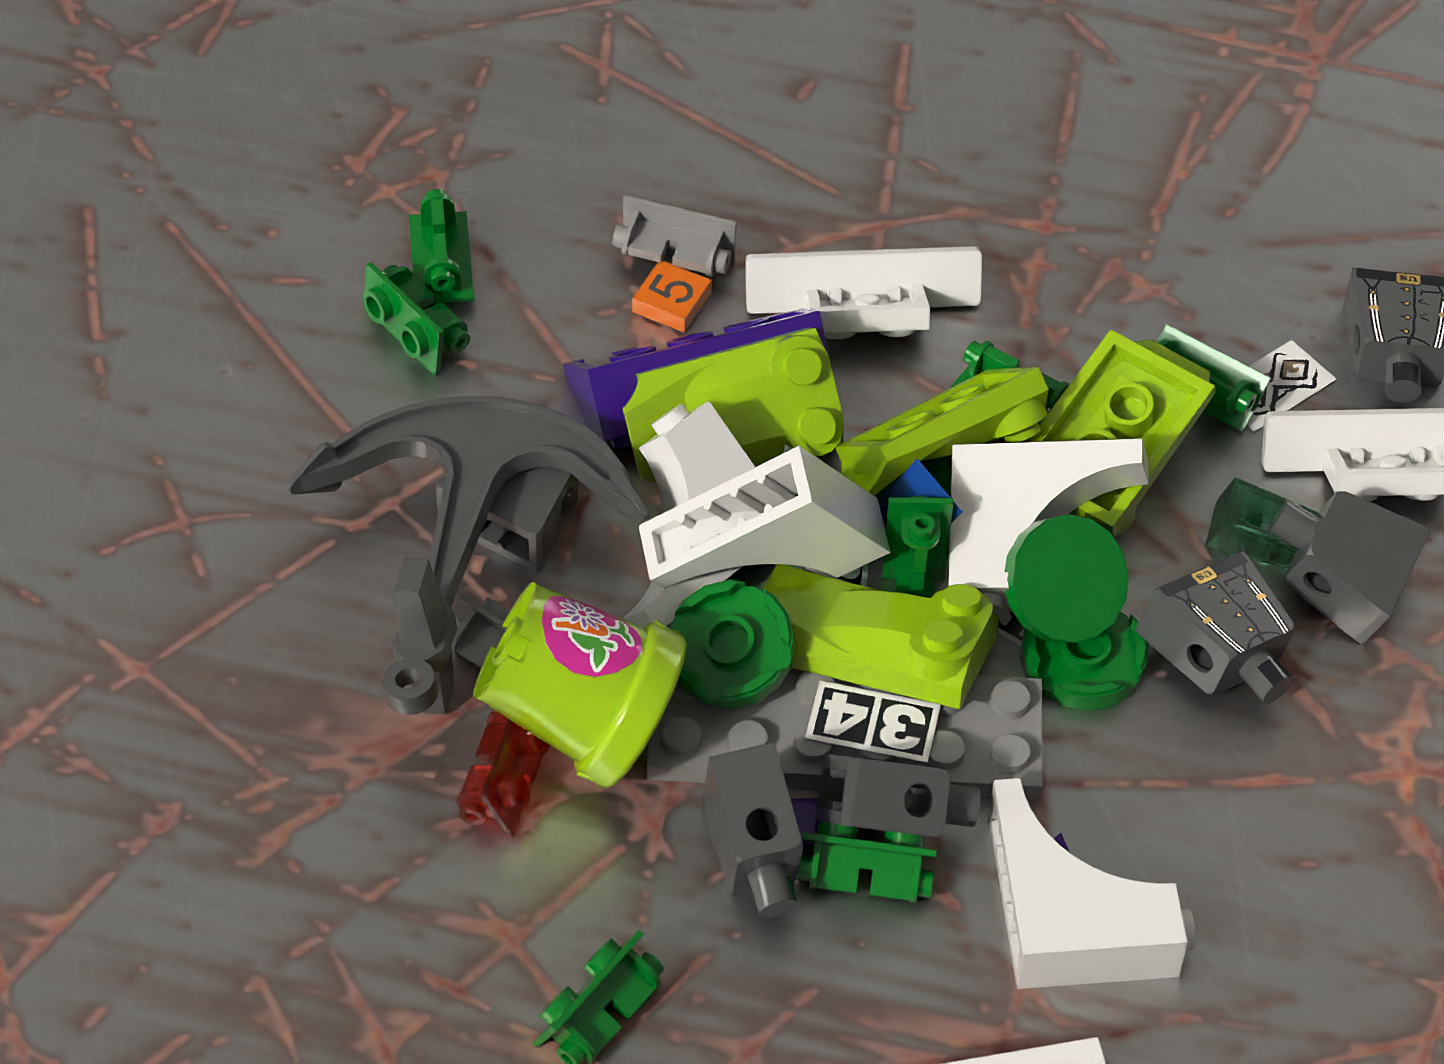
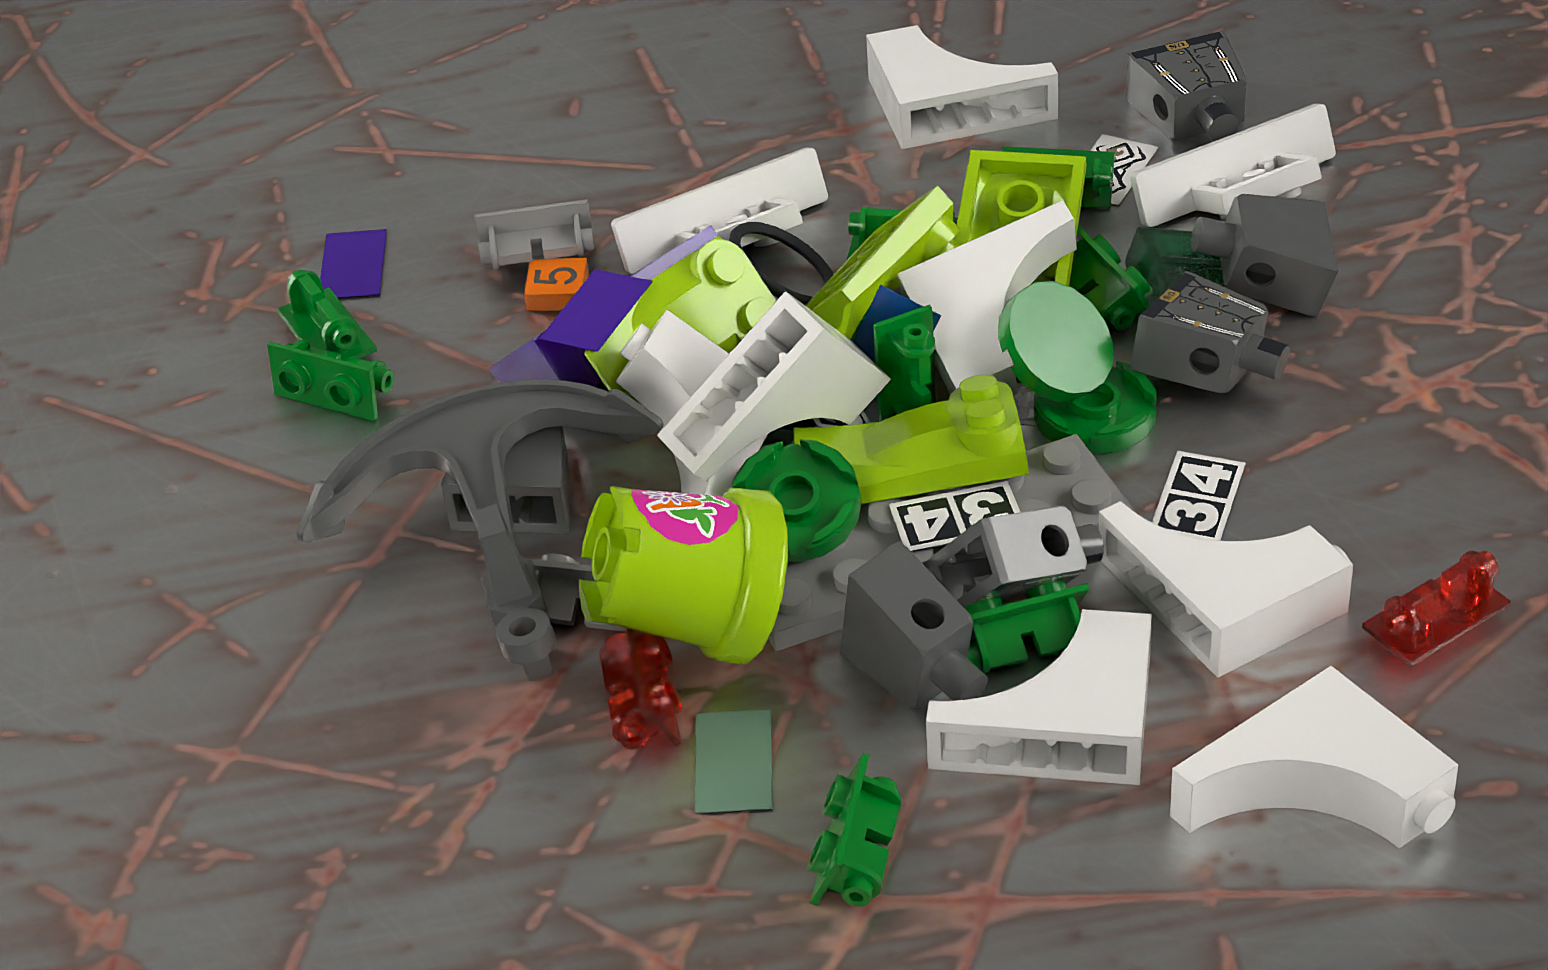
camera: 20 degrees left, 10 degrees down
(506, 188) = (353, 262): none -> dark purple sticker
(547, 874) = (733, 761): none -> sand green sticker
(659, 364) = (596, 310): none -> dark purple sticker
(854, 975) = (1066, 722): none -> white arch
(897, 332) = (789, 240): none -> black tyre
(1120, 792) = (1198, 495): none -> white sticker
(1155, 236) = (947, 97): none -> white arch
(1184, 536) = (1118, 292): none -> green hinge
(1253, 1019) = (1439, 609): none -> clear red hinge

